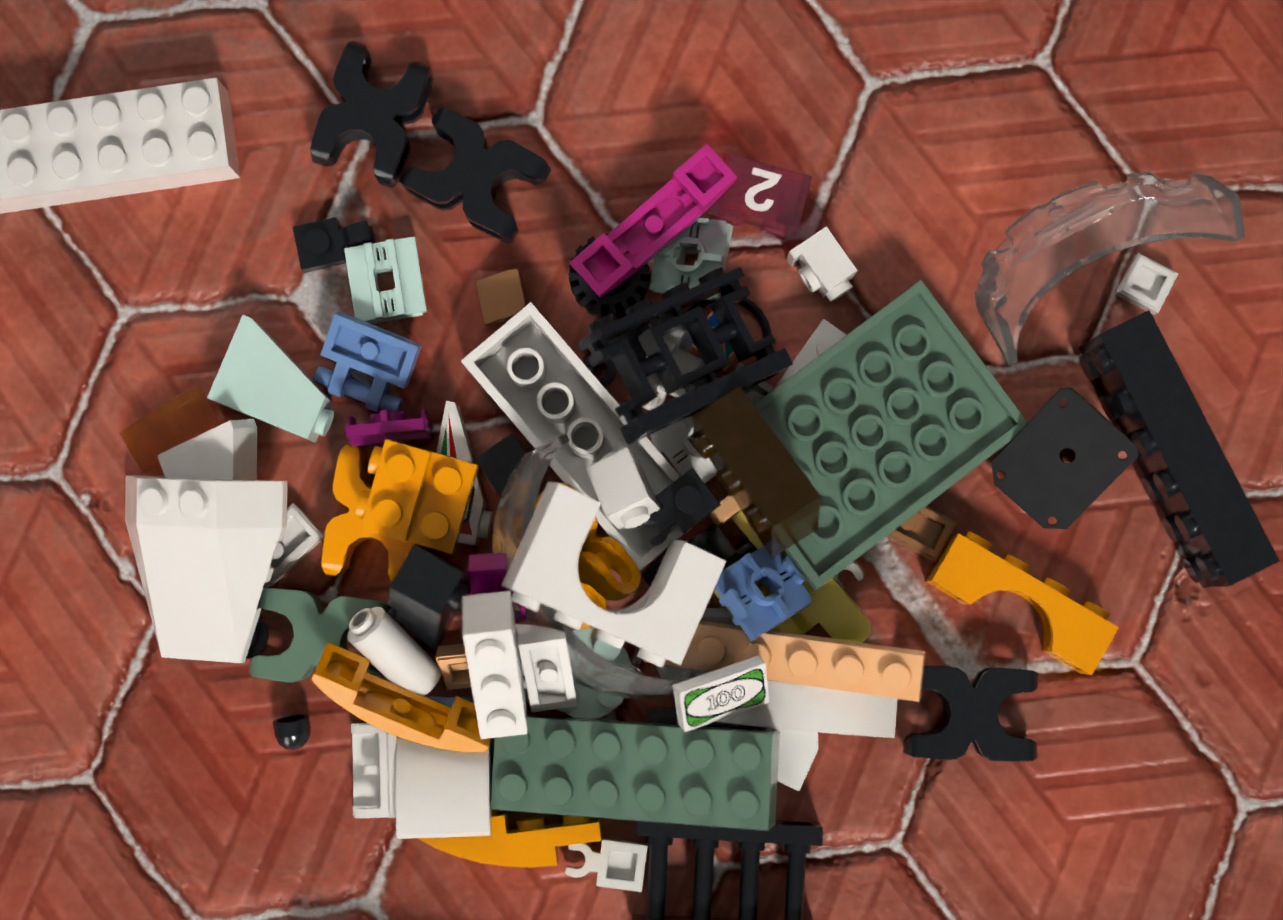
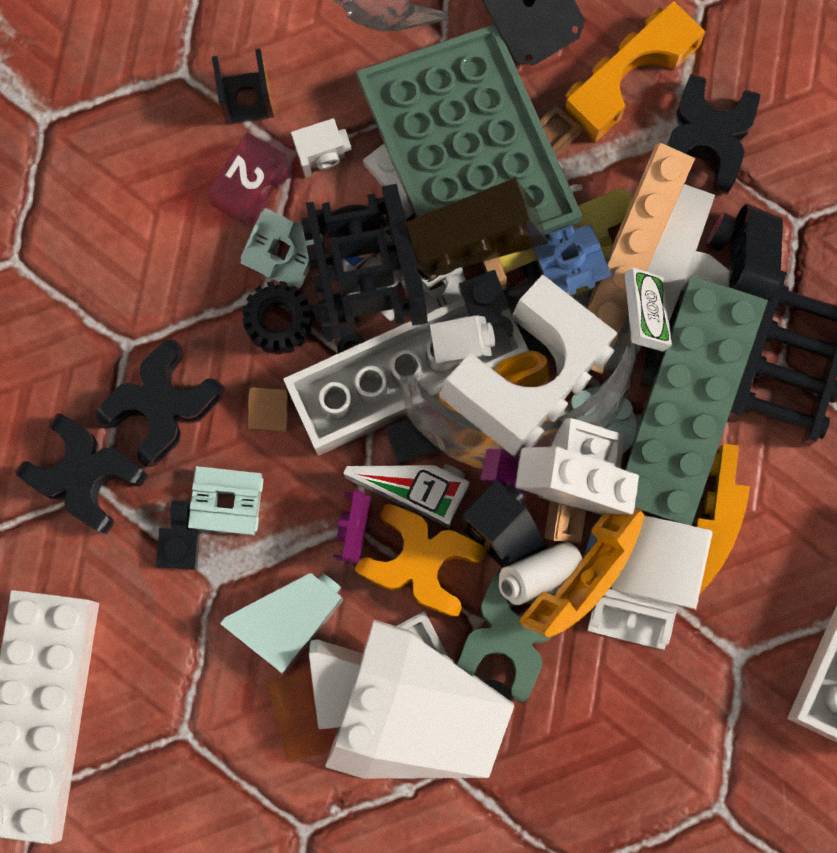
camera: 75 degrees left, 5 degrees down
(292, 731) = (581, 680): black hinge -> none
(371, 351) = (281, 528): medium blue plate -> none
(416, 495) = (416, 514): light orange plate -> none
(618, 863) = (759, 443): white plate -> none
(655, 223) = (246, 262): dark pink slope -> none
(834, 803) = (756, 252): none -> black beam
(855, 757) = (721, 232): none -> black tile
(863, 137) = (230, 86): none -> black piece

